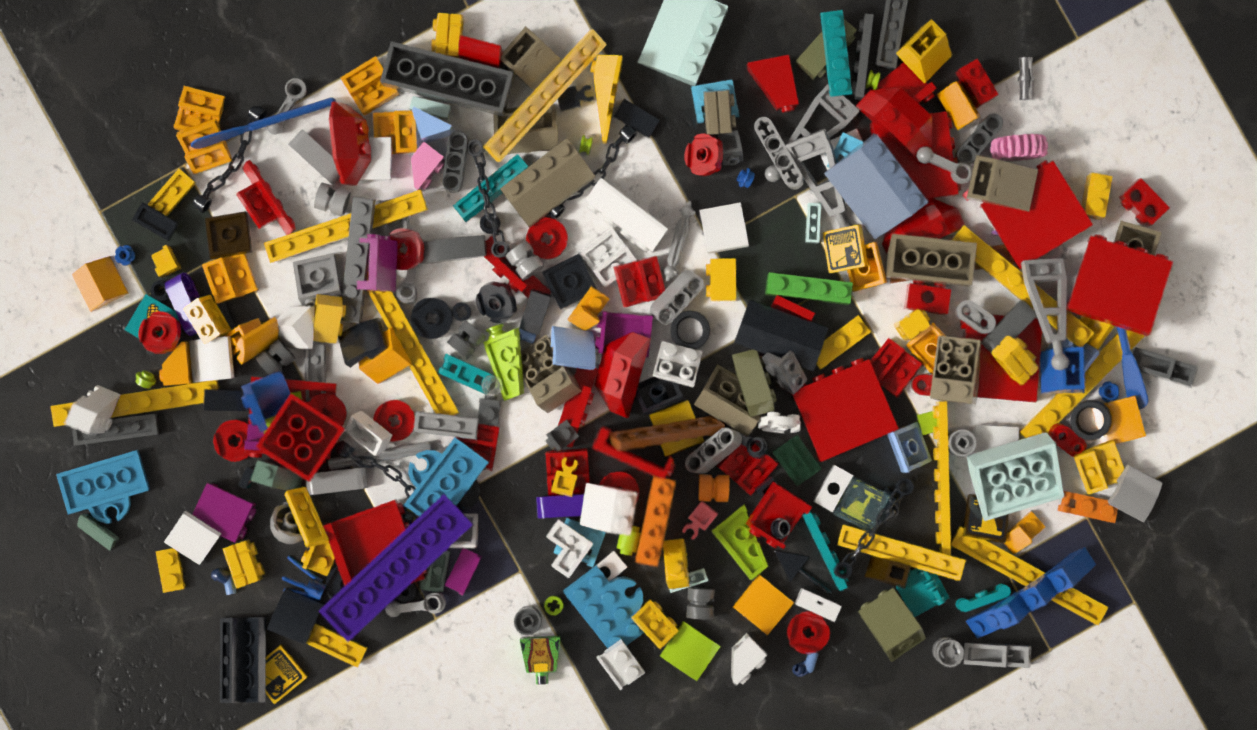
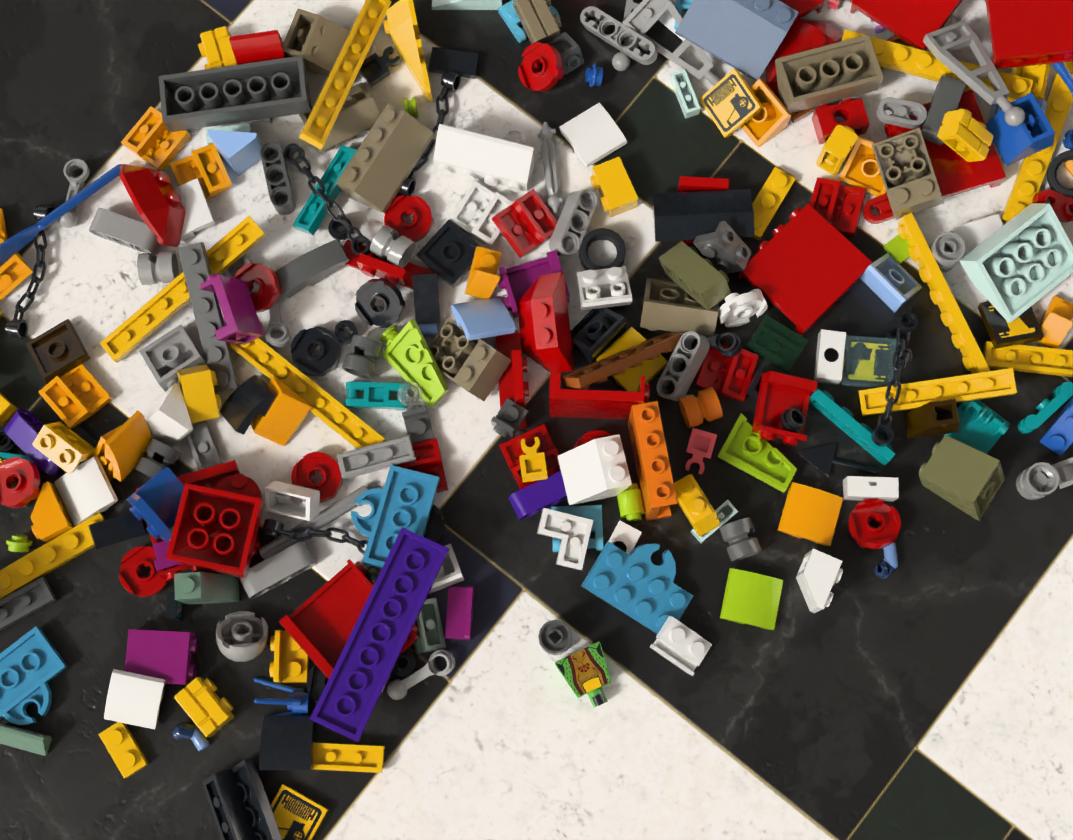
camera: 15 degrees left, 10 degrees down
(262, 203) = (81, 300): red bracket -> none
(306, 517) = (256, 620): yellow plate -> none
(424, 165) = (247, 191): bright pink slope -> none
(550, 600) = (570, 606): lime bush -> none
(655, 623) = (700, 582): yellow bracket -> none
(809, 288) = (728, 152): bright green arch -> none

